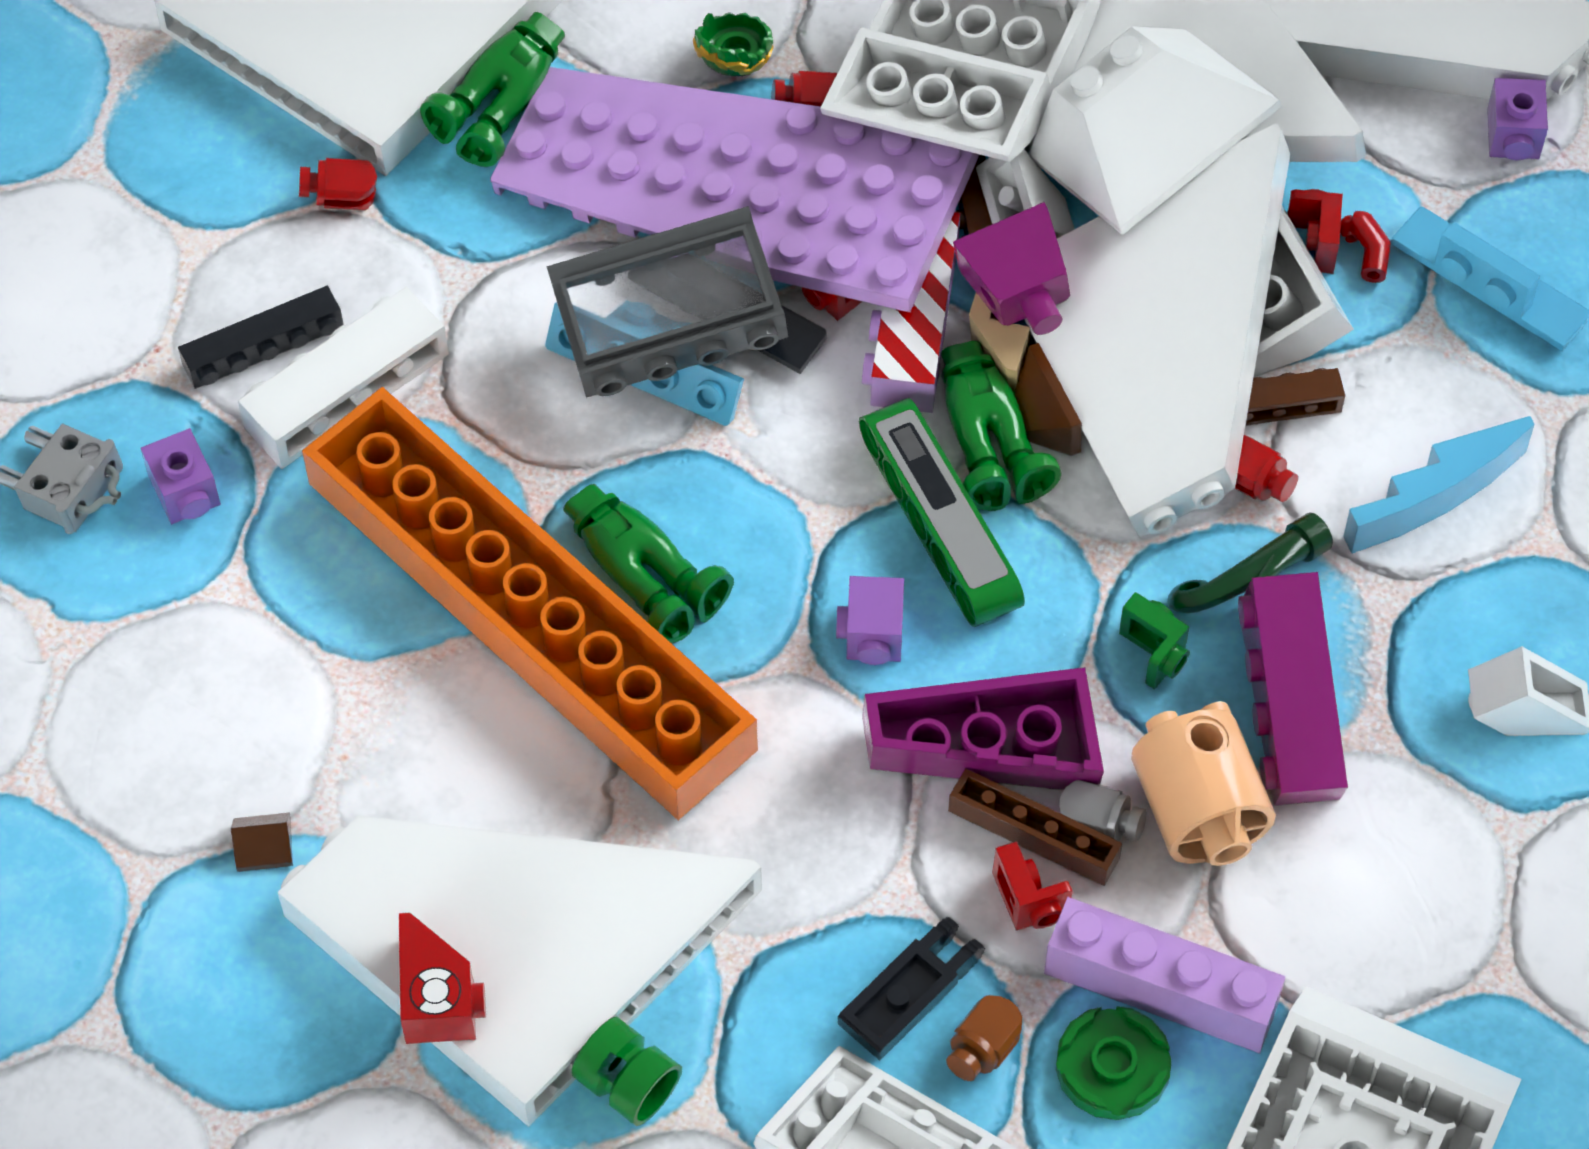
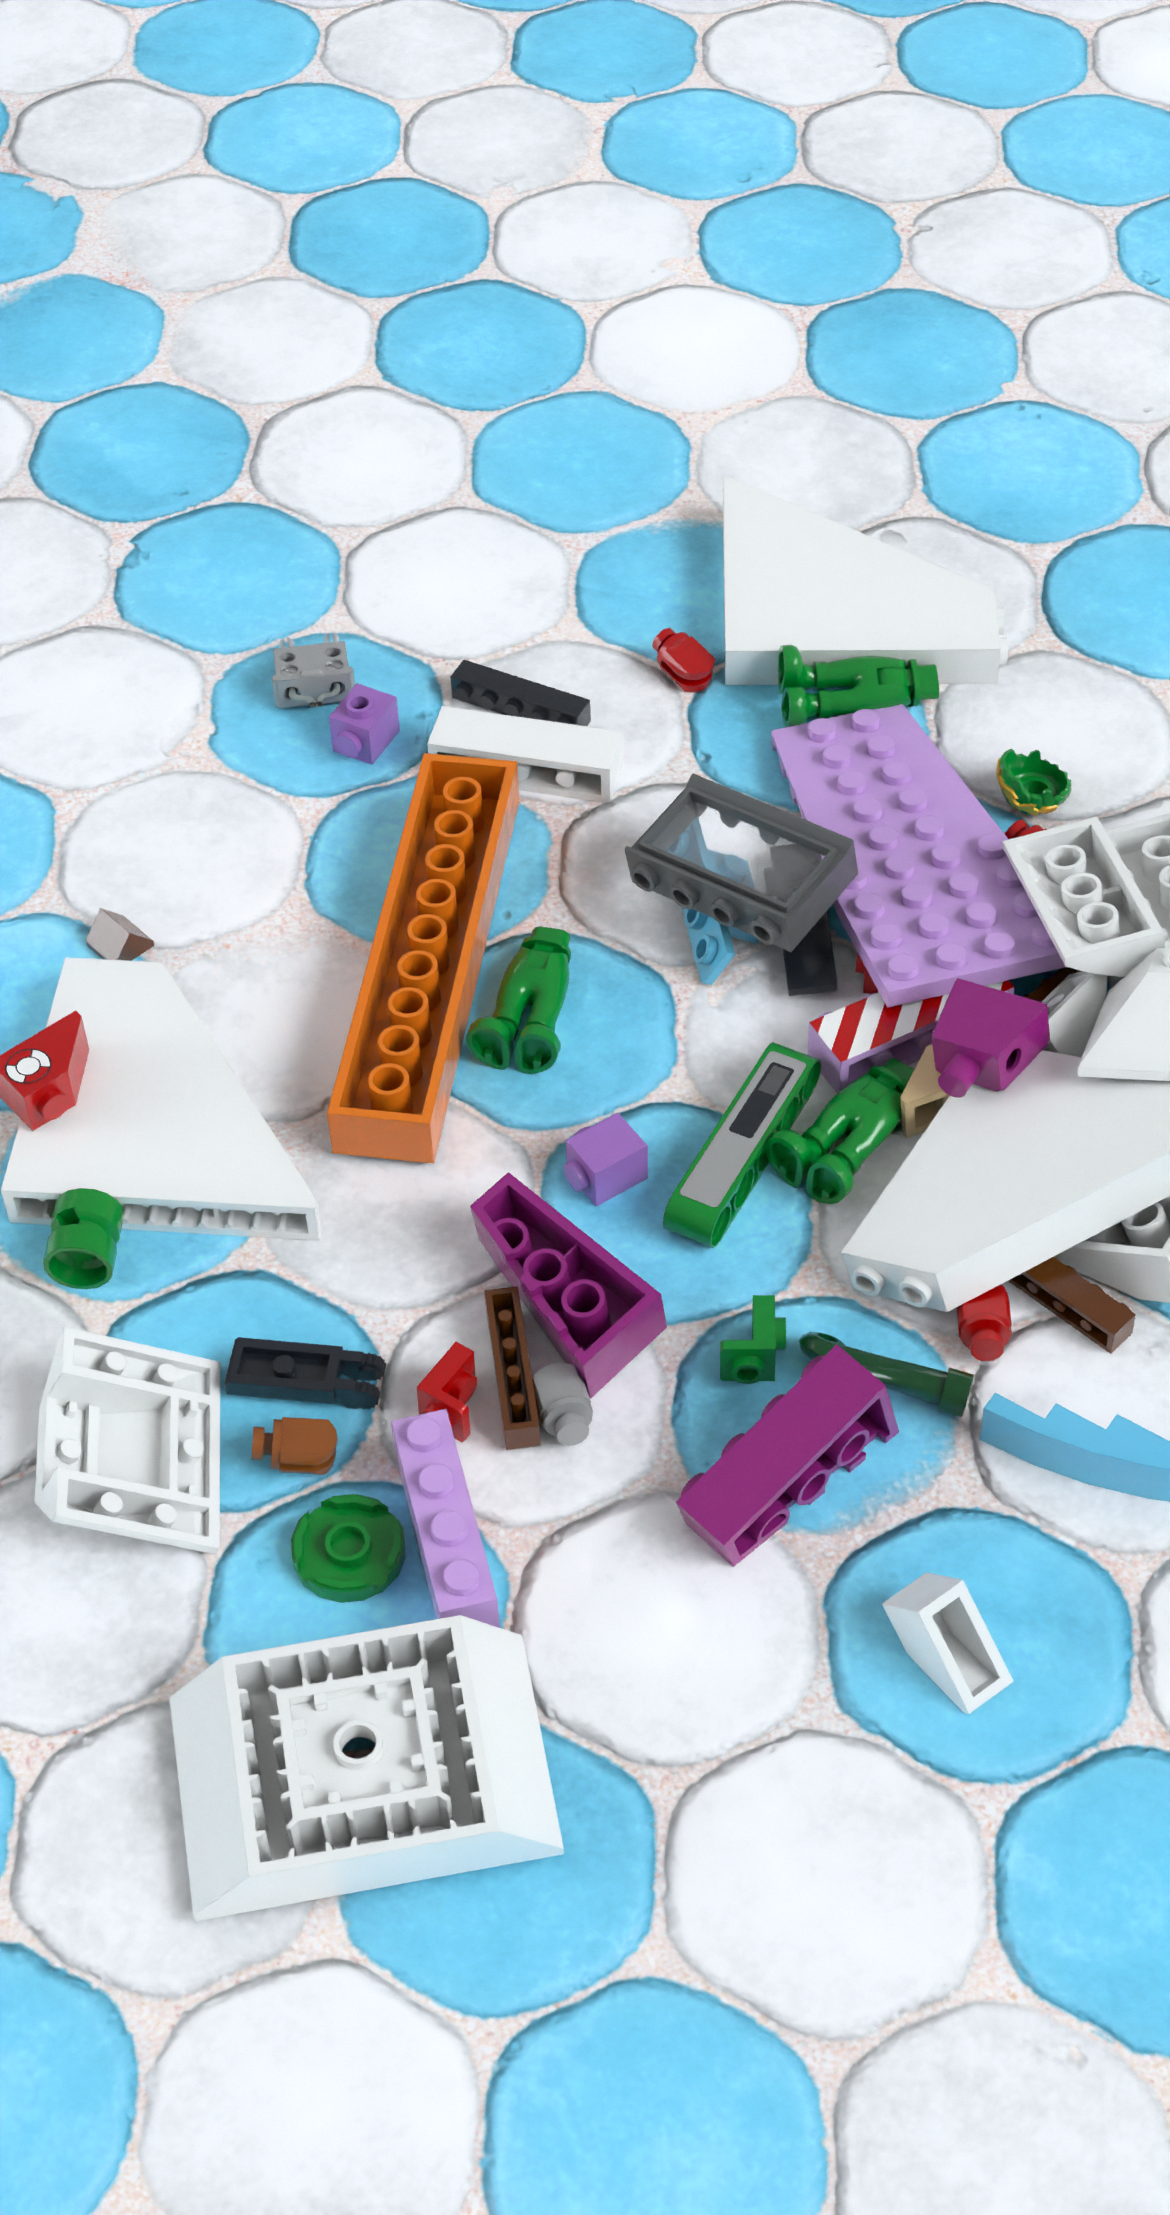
camera: 55 degrees right, 10 degrees down
(1046, 407) = (901, 1141): reddish brown slope -> none
(1202, 785) = (634, 1443): light nougat cylinder -> none

